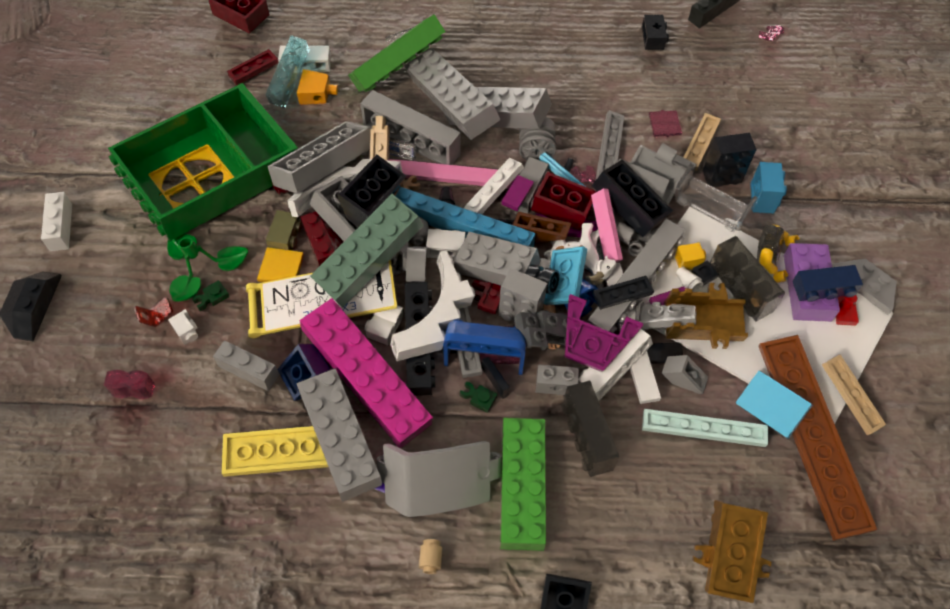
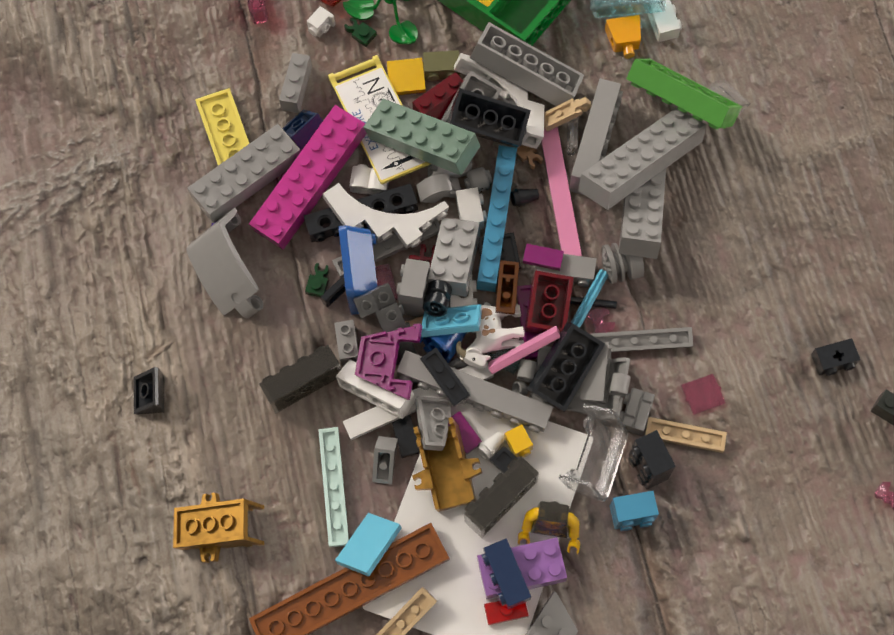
camera: 80 degrees right, 10 degrees up
(430, 556) = (161, 278): tan brick -> none
(494, 186) = (550, 235): white plate -> none
(523, 485) = (240, 335): bright green brick -> none

